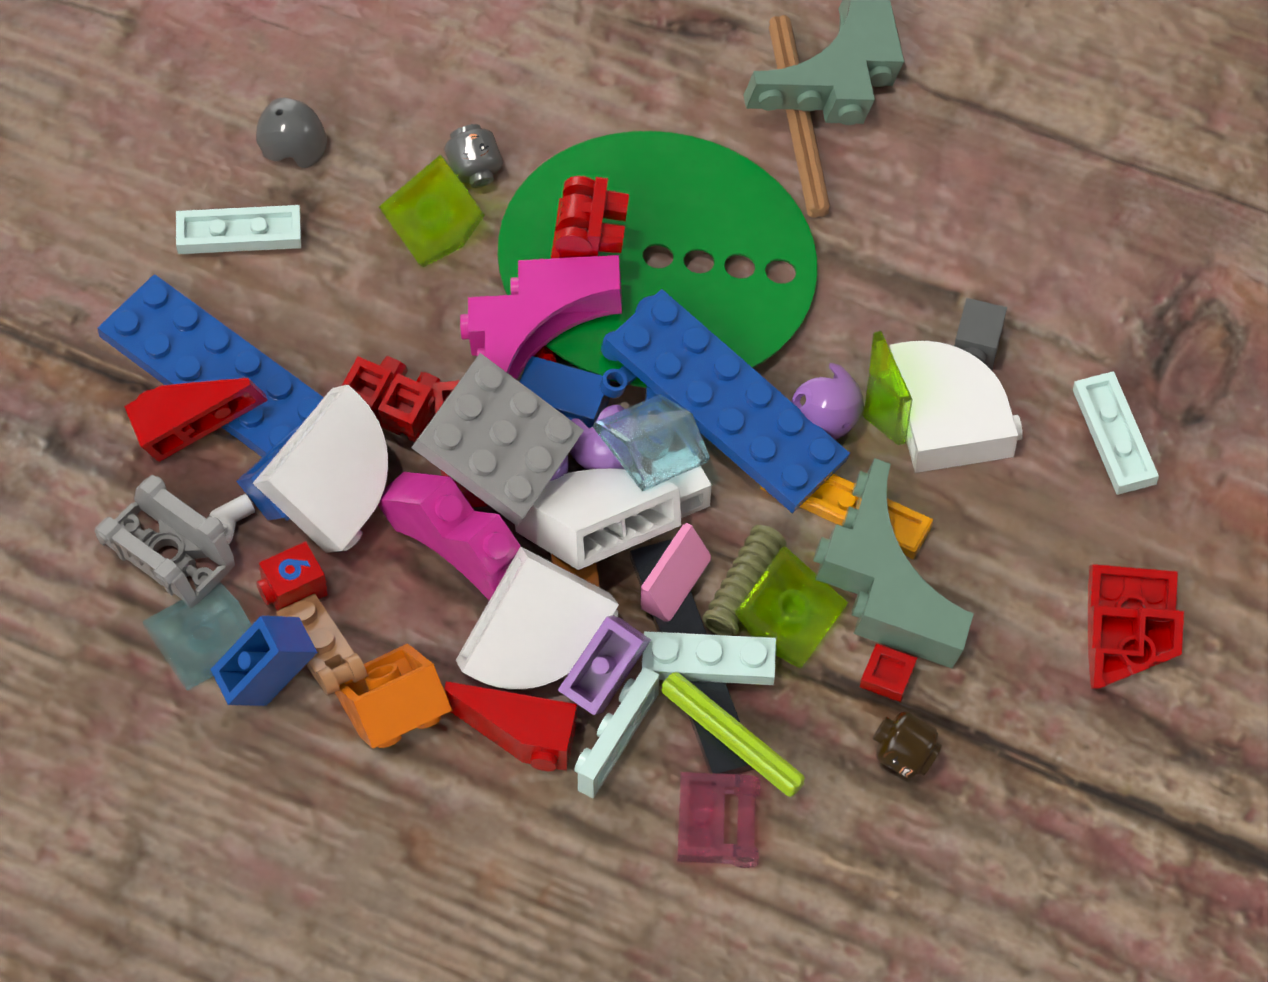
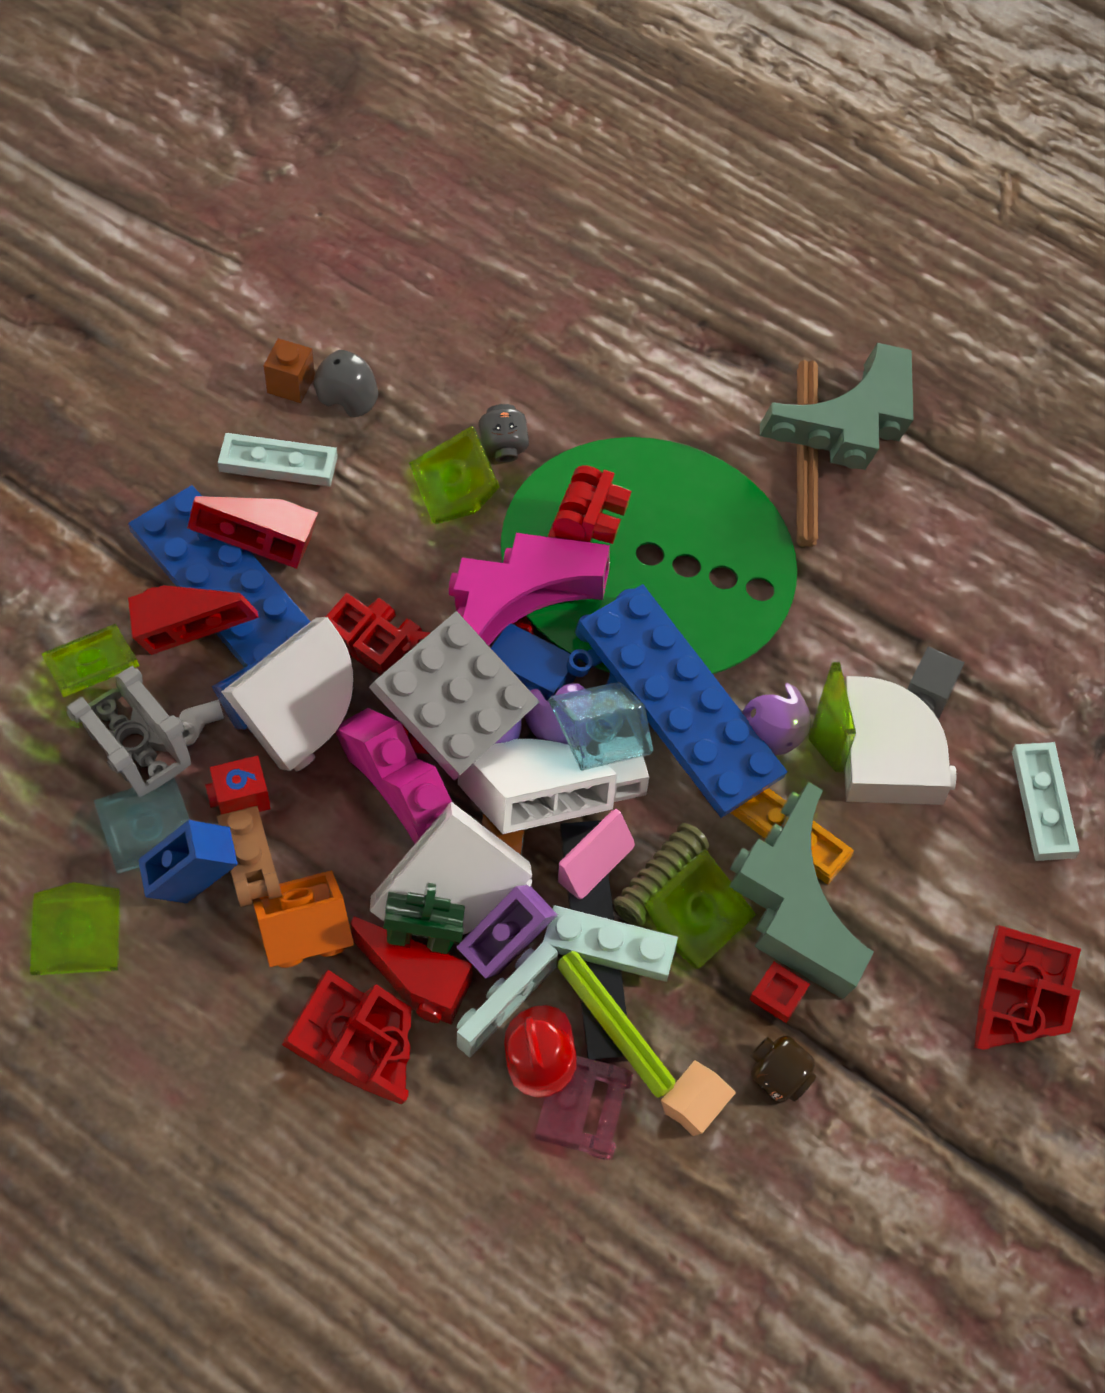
camera: 10 degrees right, 0 degrees up
(97, 479) = (89, 660): none -> clear neon green slope
(160, 753) = (75, 929): none -> clear neon green slope
(226, 130) = (289, 370): none -> dark orange brick
(241, 304) = (256, 525): none -> red slope
(474, 799) = (355, 1036): none -> red slope
(520, 664) = (423, 916): none -> dark green hips
(663, 776) = (540, 1051): none -> red piece
(828, 790) = (697, 1098): none -> light nougat piece

